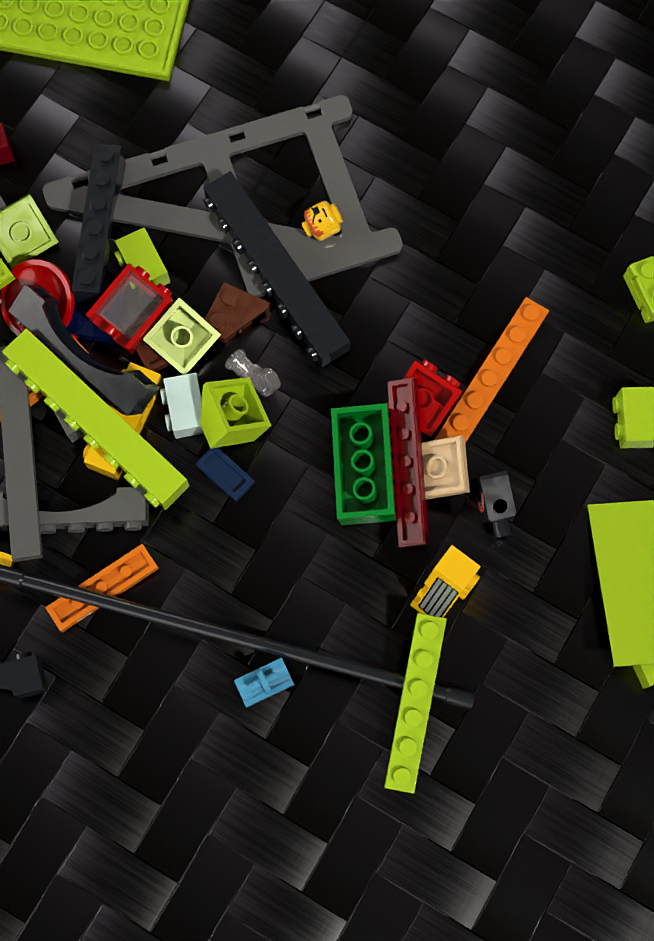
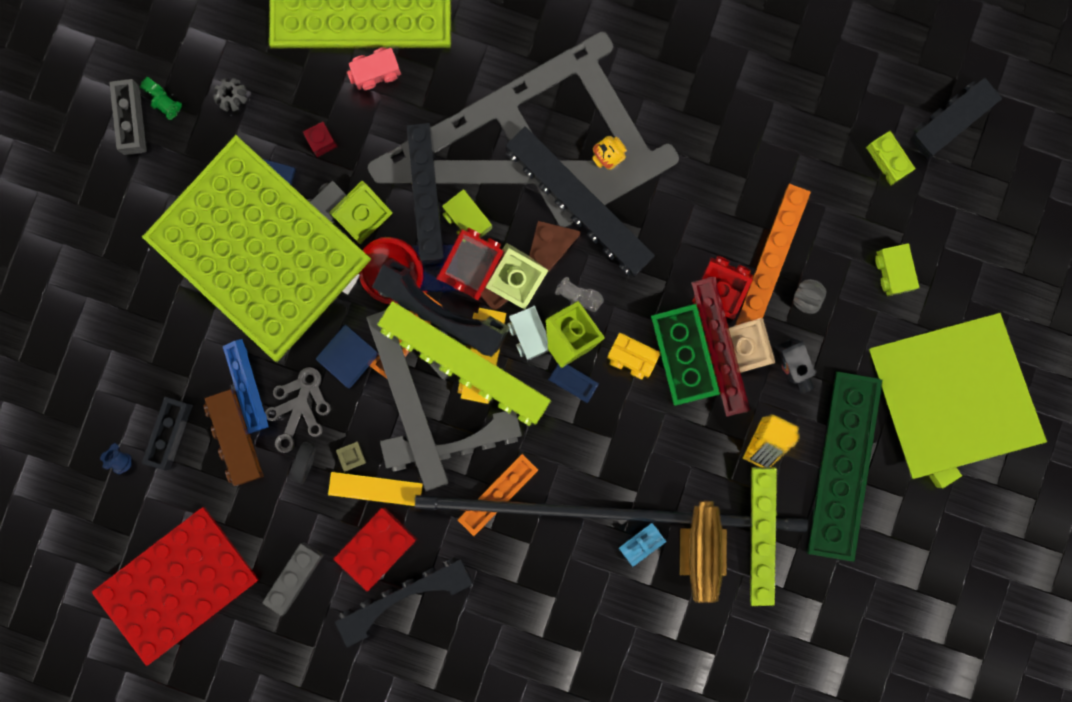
camera: 10 degrees left, 10 degrees up
(75, 82) = (373, 69): none -> coral brick
(301, 455) = (633, 356): none -> yellow brick
(339, 705) = (704, 552): none -> pearl gold plate
(526, 426) = (809, 296): none -> dark grey piece
(532, 640) = (844, 466): none -> dark green plate

